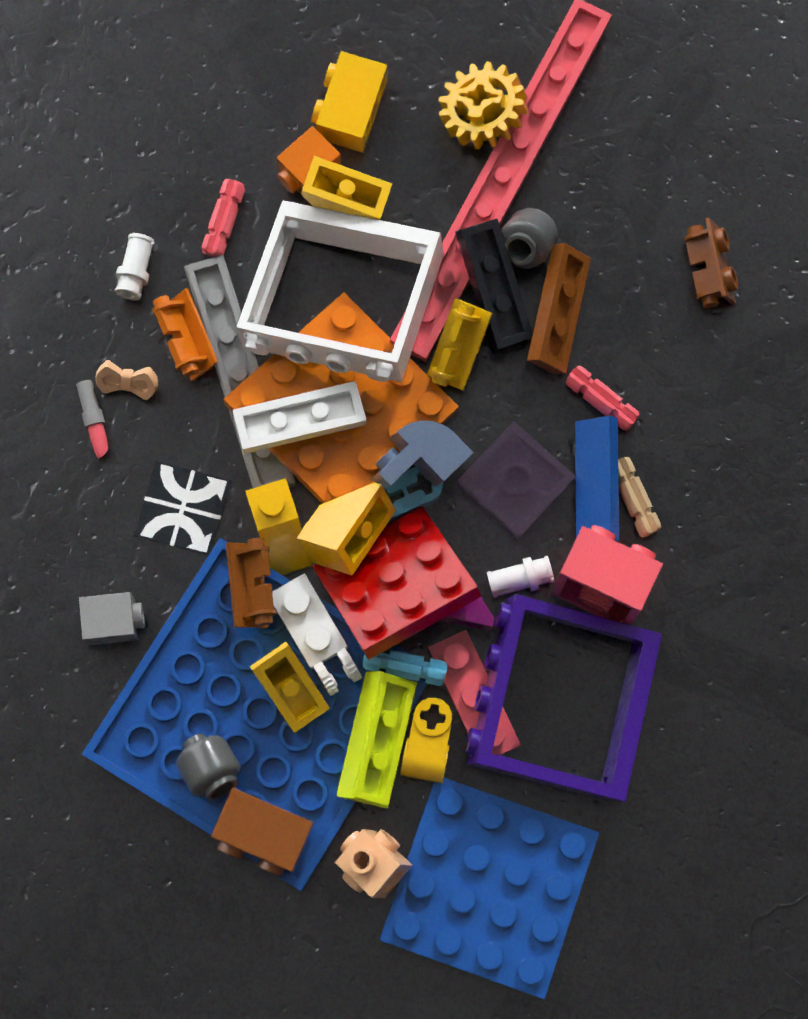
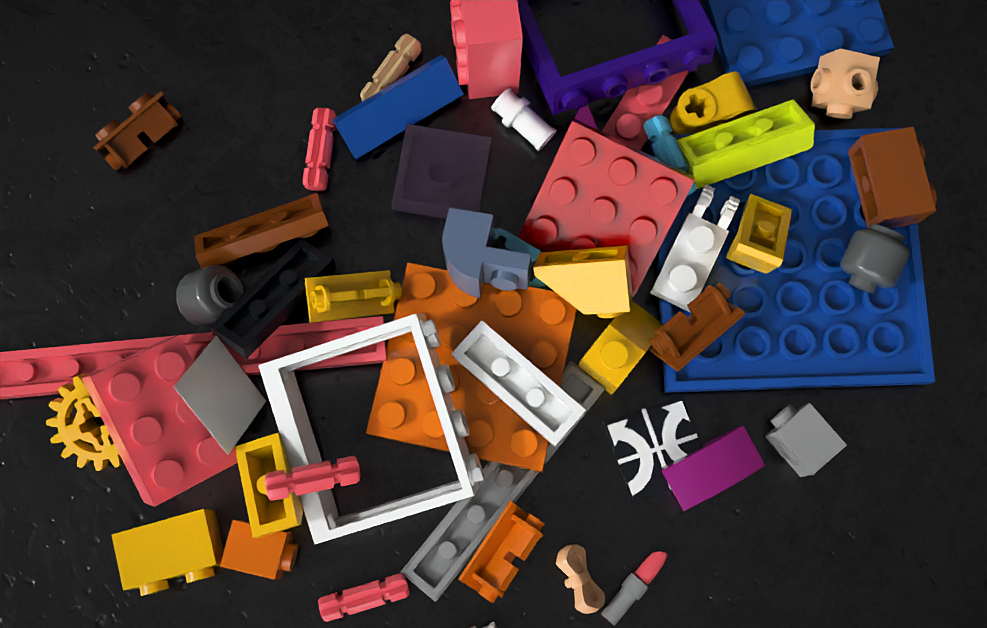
camera: 125 degrees left, 0 degrees up
(137, 533) = (713, 467): none -> magenta slope
(327, 219) = (312, 478): none -> coral axle
(438, 195) = (220, 394): none -> white sticker
(447, 143) = (153, 425): none -> coral brick

